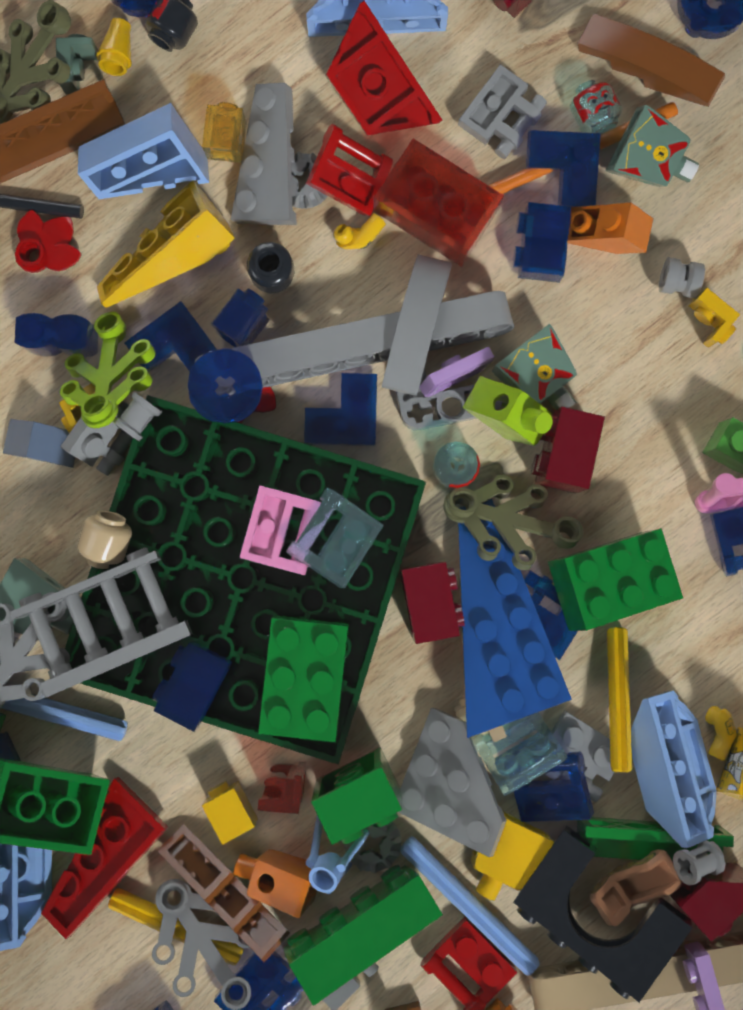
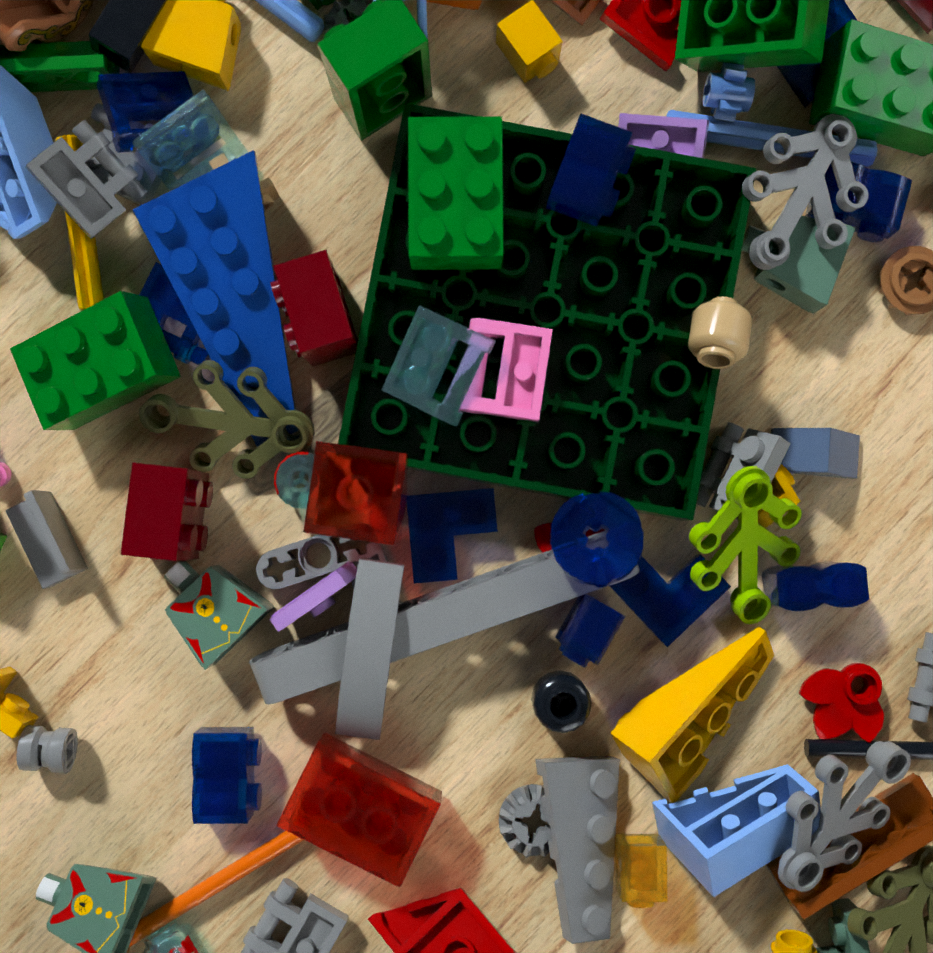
camera: 175 degrees right, 0 degrees up
(68, 747) = (728, 92): none -> medium blue gear
(96, 121) = (806, 859): none -> light grey plant
(97, 658) = (707, 186): light grey fence -> none
(127, 717) = (667, 134): none -> lavender plate
(136, 416) = (701, 488): light grey bush -> none
(284, 793) = (467, 63): clear red hinge -> none
(344, 181) = (481, 823): red plate -> none
(359, 237) = (455, 755): yellow arm -> none
(413, 445) = (357, 493): none -> clear red slope
(450, 786) = (270, 98): light grey plate -> none
(520, 420) = (223, 542): lime torso -> none
(576, 158) = (193, 887): clear blue plate -> none
(610, 228) = (140, 802): orange slope -> none
(616, 724) = (75, 185): none -> light grey plate
(669, 444) = (46, 538): none -> light grey panel

